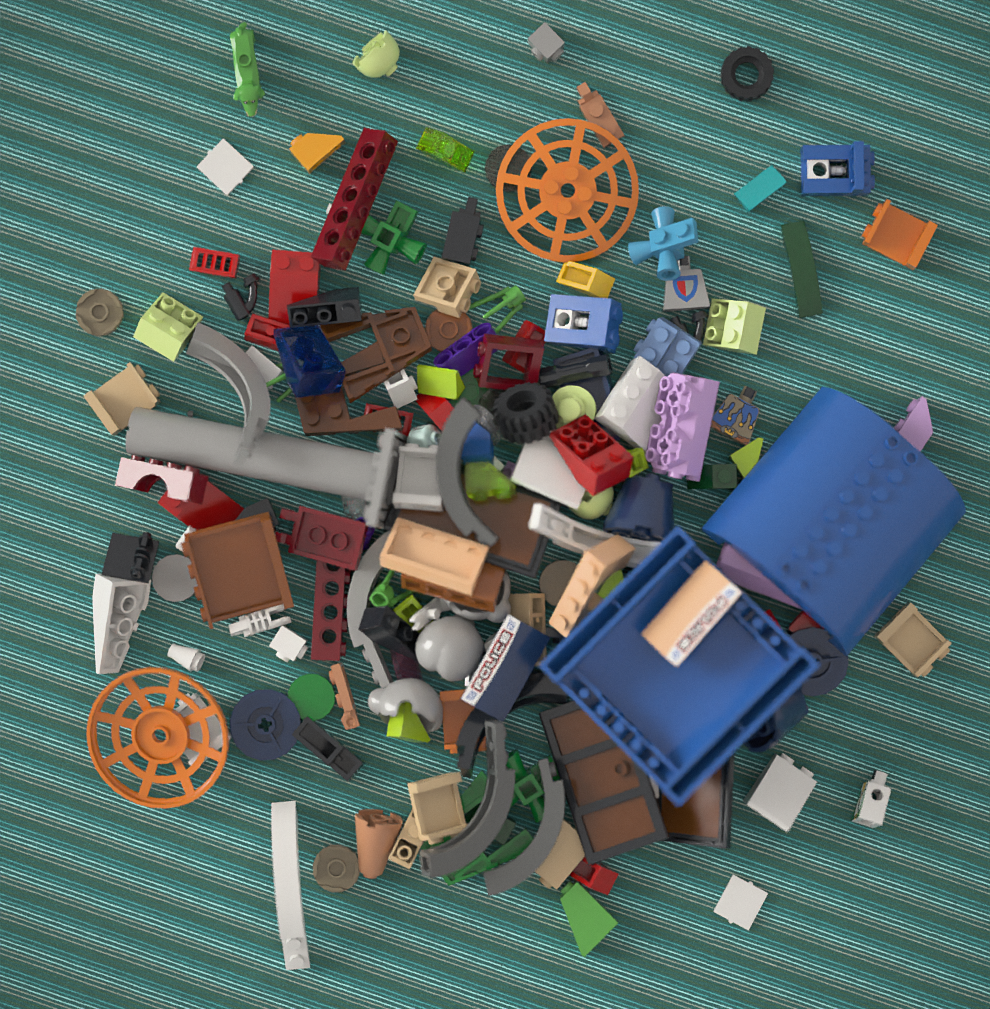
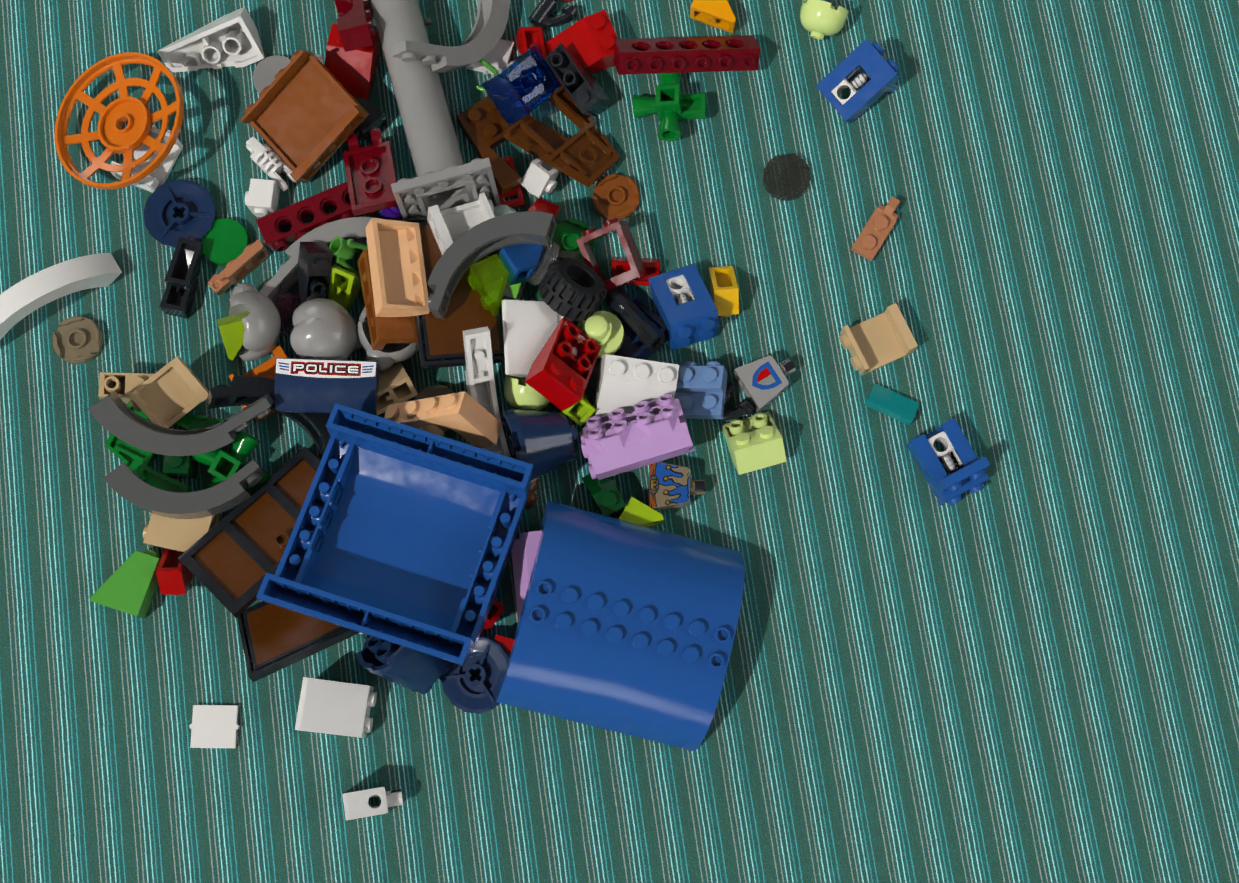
camera: 60 degrees right, 10 degrees down
(130, 557) = (274, 30): black hinge -> none
(188, 657) = (209, 121): white cone -> none
(375, 840) = (120, 353): nougat cone -> none
(429, 612) = (345, 298): white piece -> none
(439, 382) = (563, 206): lime slope -> none
(445, 149) = (773, 114): clear neon green slope -> none
(448, 286) = (652, 174): tan plate -> none
(455, 38) = (880, 71): none -> blue brick
(462, 234) = (706, 165): black hinge -> none
(463, 353) = (593, 213): dark purple beam -> none
(511, 298) = (673, 234): bright green plant -> none
(546, 44) = (914, 151): light grey brick -> none
(555, 178) = (800, 247): orange dish -> none
(665, 243) = (795, 339): dark azure brick -> none
(691, 613) = (457, 524): light nougat slope -> none
(698, 171) = (878, 340): none -> tan panel
(747, 55) = (1002, 325): black tyre -> none
(802, 269) = (839, 479): dark green slope -> none
(898, 235) = (920, 550): orange panel -> none
(913, 640) = (546, 764): tan panel -> none
(917, 424) = (749, 660): lavender slope -> none

